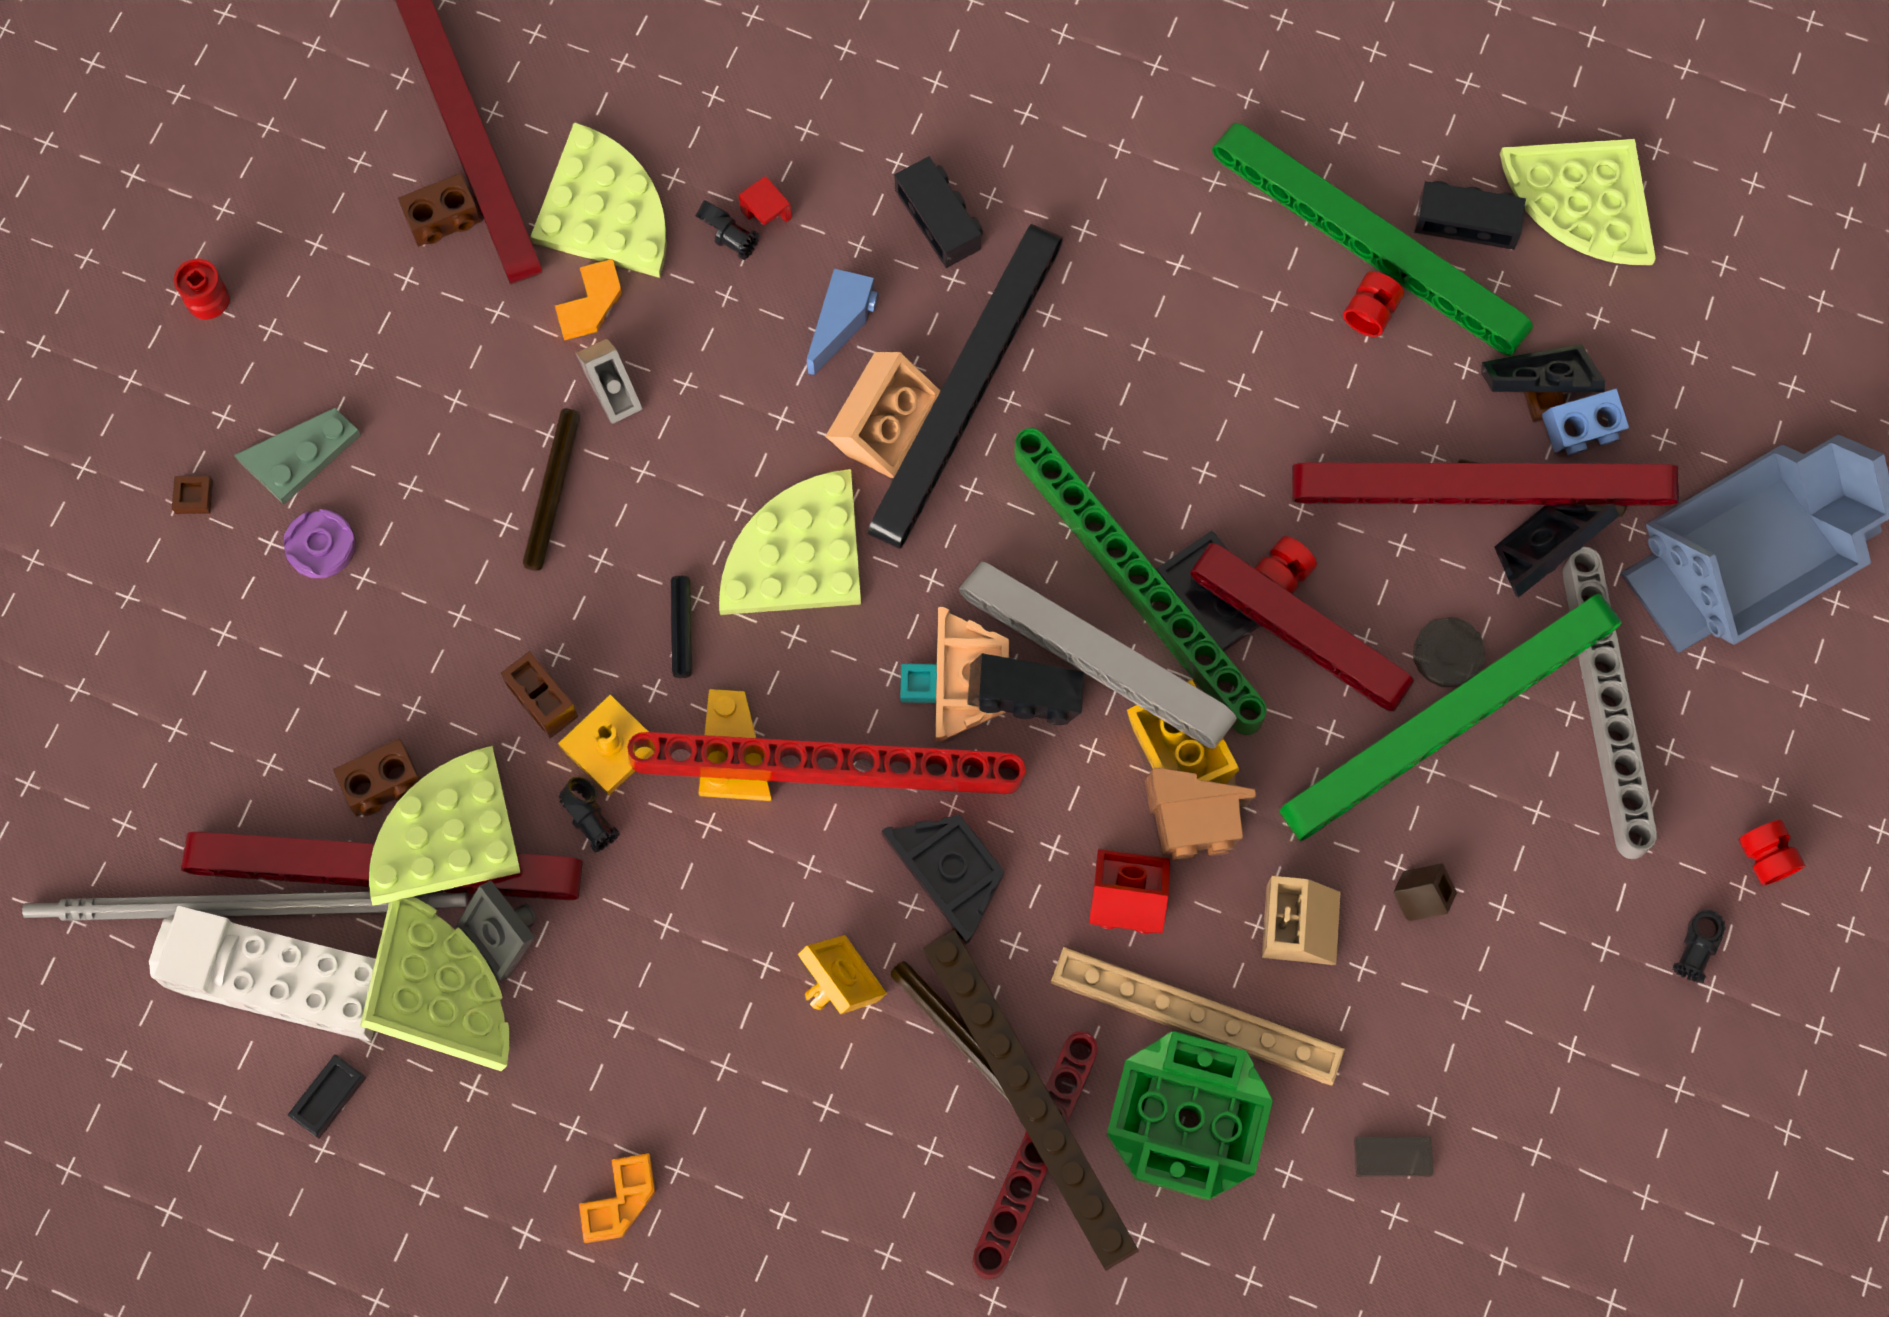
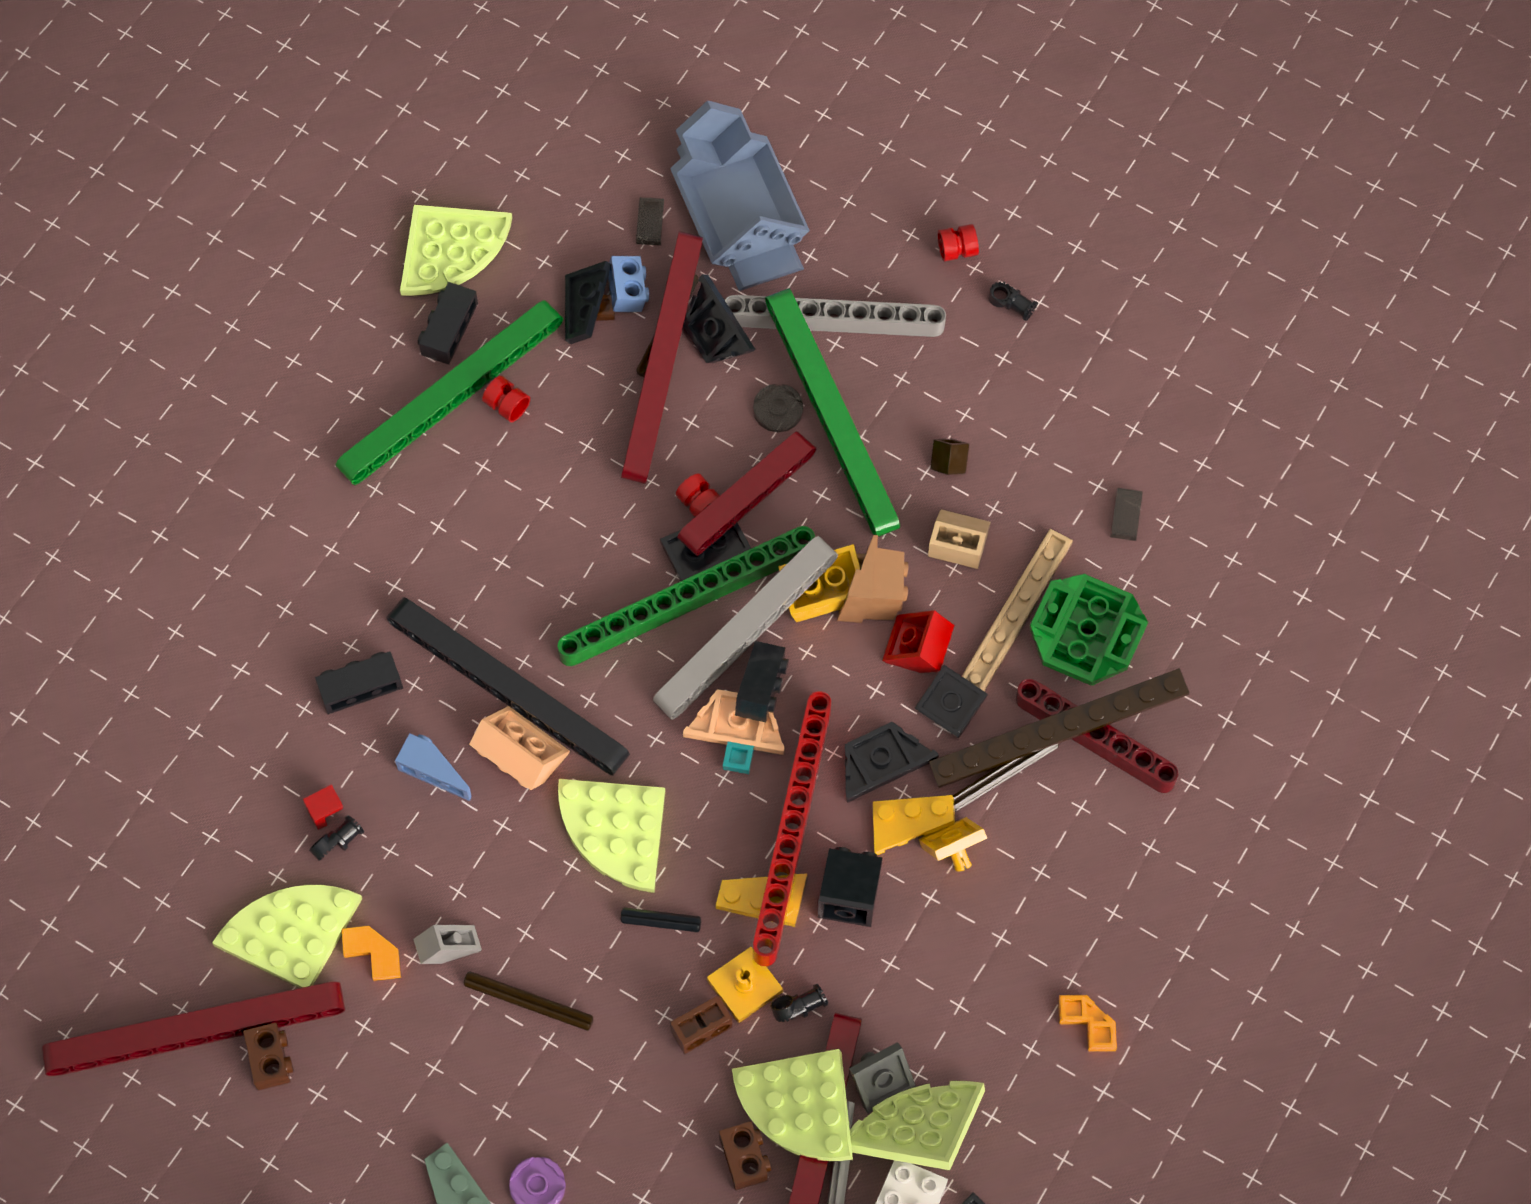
camera: 80 degrees left, 5 degrees down
(757, 850) = (849, 886): none -> black slope
(867, 914) = (906, 819): none -> yellow wing
(1050, 947) = (951, 701): none -> black tile
(1696, 438) = (650, 221): none -> clear smoke tile

